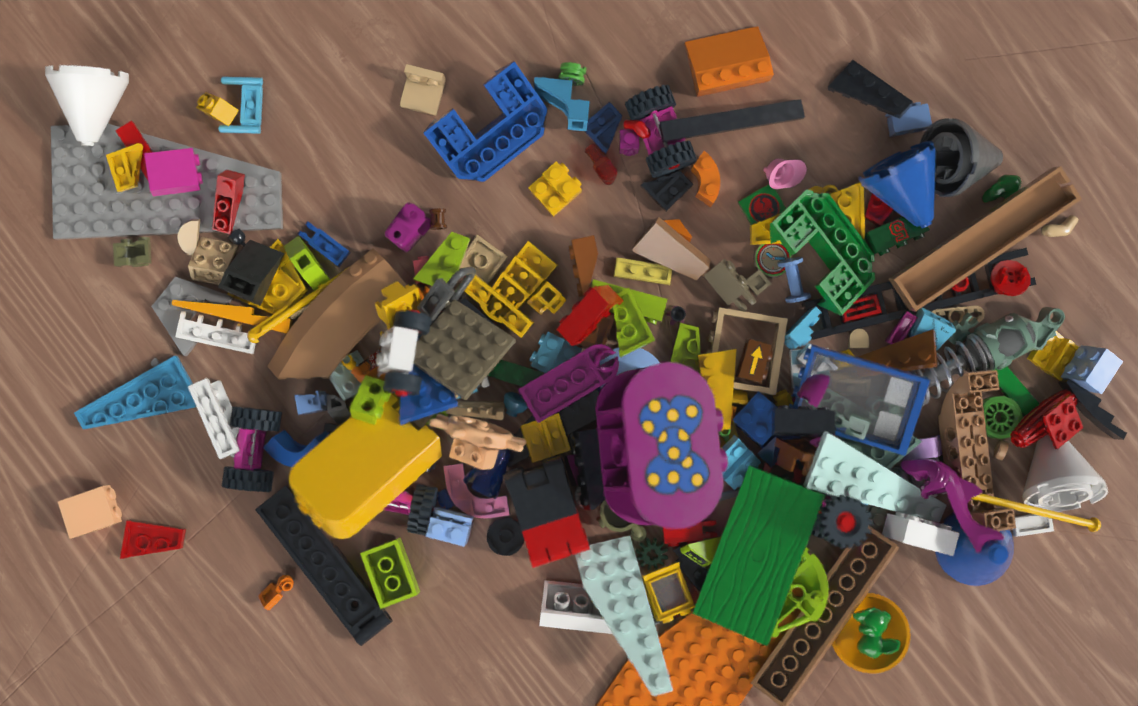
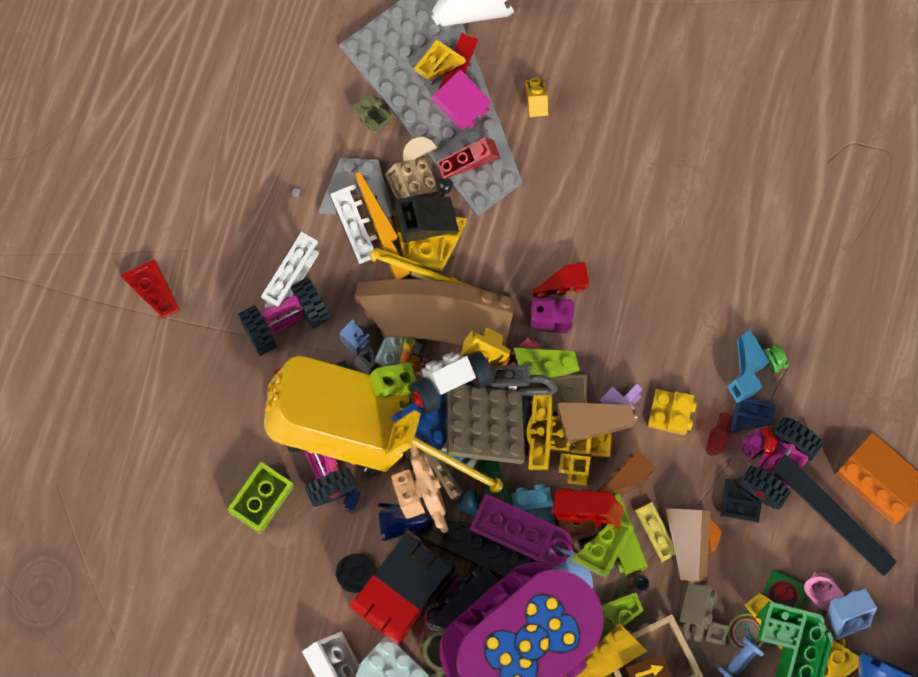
camera: 50 degrees right, 10 degrees down
(90, 511) = (143, 226): light nougat brick -> none
(150, 394) = (269, 207): dark azure wing -> none
(250, 105) = (559, 121): medium azure plate -> none
(272, 593) = (176, 415): orange plate -> none
(287, 450) = (301, 343): blue arch -> none
(306, 263) = (463, 254): lime slope -> none
(324, 566) = (228, 441): black hinge -> none
(326, 245) = (489, 260): blue hinge -> none
(387, 193) = (569, 278): none -> red slope
(422, 90) = (672, 248): tan bracket -> none
(426, 429) = (403, 438): none -> yellow tile
(438, 219) = (576, 334): reddish brown bush -> none
(450, 526) = (334, 519): light blue brick -> none
(469, 503) = (361, 521): bright pink plate -> none
(502, 139) = (678, 339): blue slope -> none
(517, 260) = (590, 420): none -> medium nougat slope
(518, 228) = (615, 397): none -> lavender brick
(545, 438) = (461, 545): yellow slope -> none
(708, 179) = (772, 531): orange brick -> none
(819, 165) = (850, 613): none -> light blue brick

